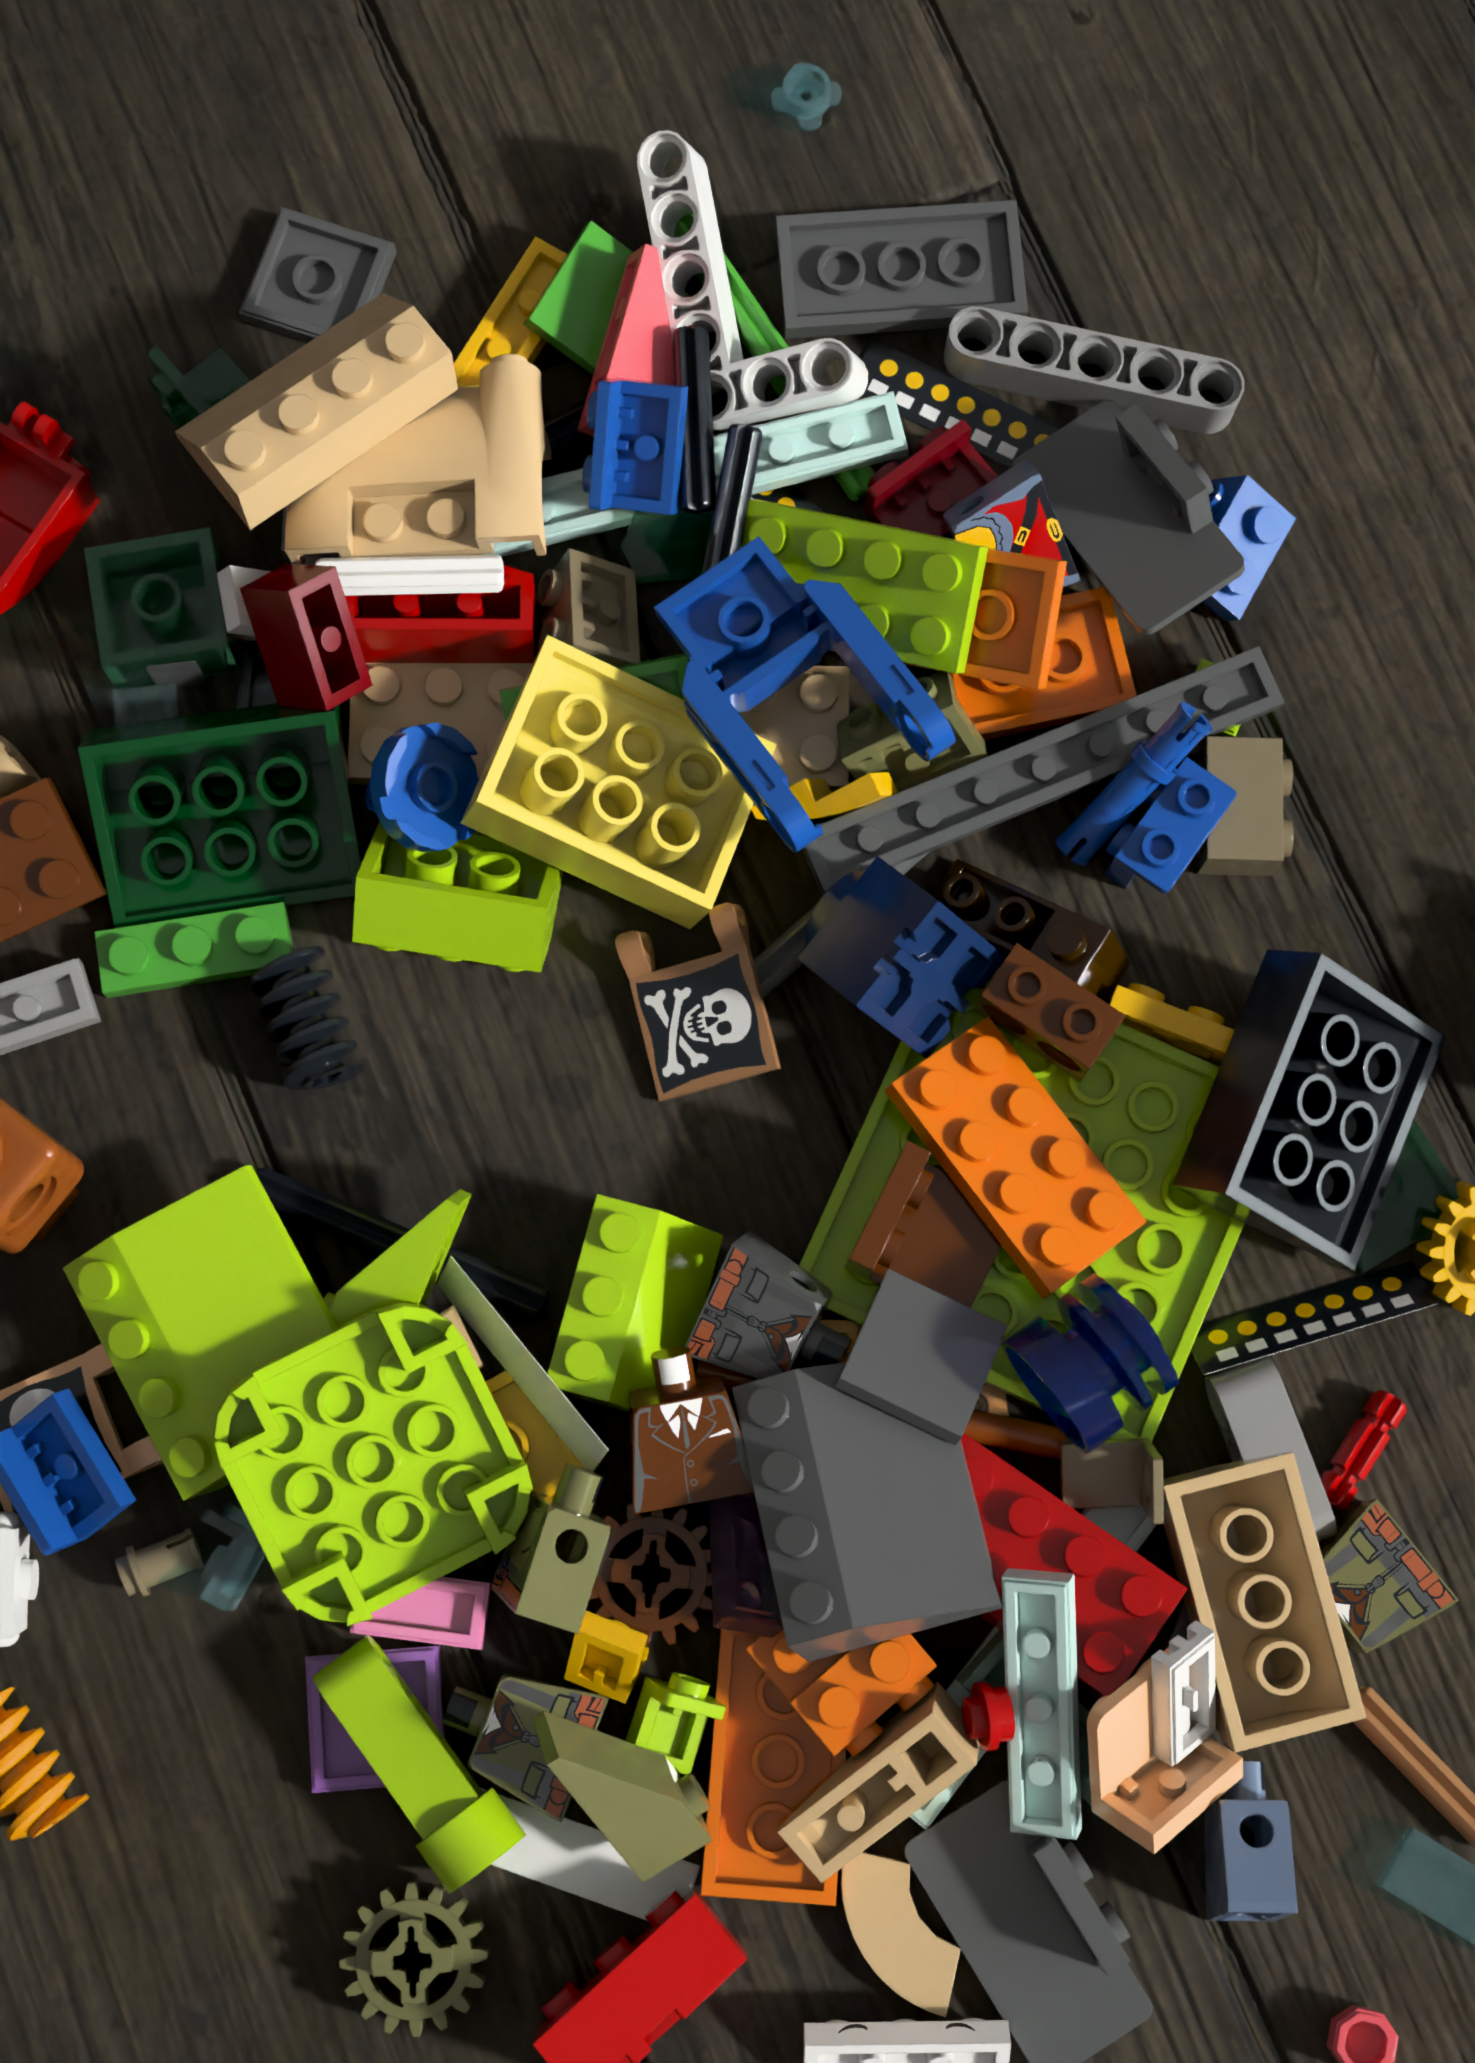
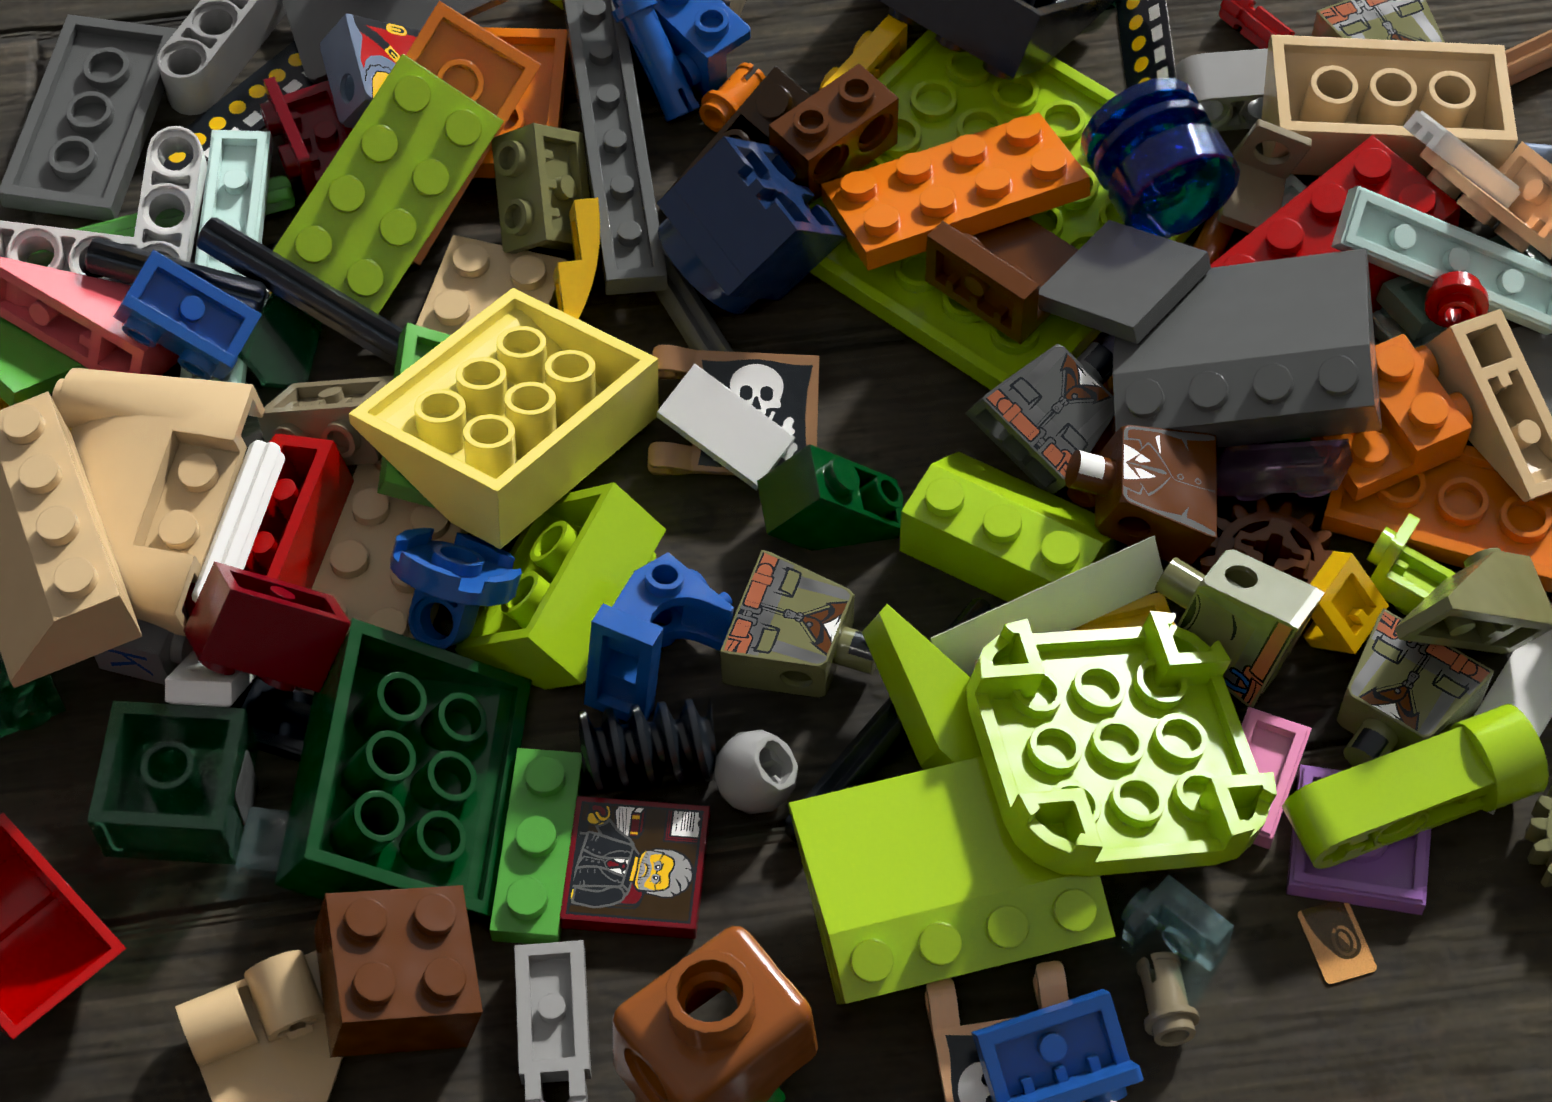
camera: 70 degrees left, 20 degrees down
(192, 1044) = (635, 867): none -> tile
(267, 1714) = (1337, 941): none -> clear orange sticker
(300, 1127) = (755, 771): none -> light grey piece
(392, 968) = (628, 644): none -> blue tile
(464, 1122) = (792, 631): none -> torso
(618, 1125) = (829, 501): none -> dark green slope
(671, 998) = (725, 426): none -> white tile
(758, 631) = (410, 259): blue plate -> none
(1099, 896) = (721, 104): none -> orange pin

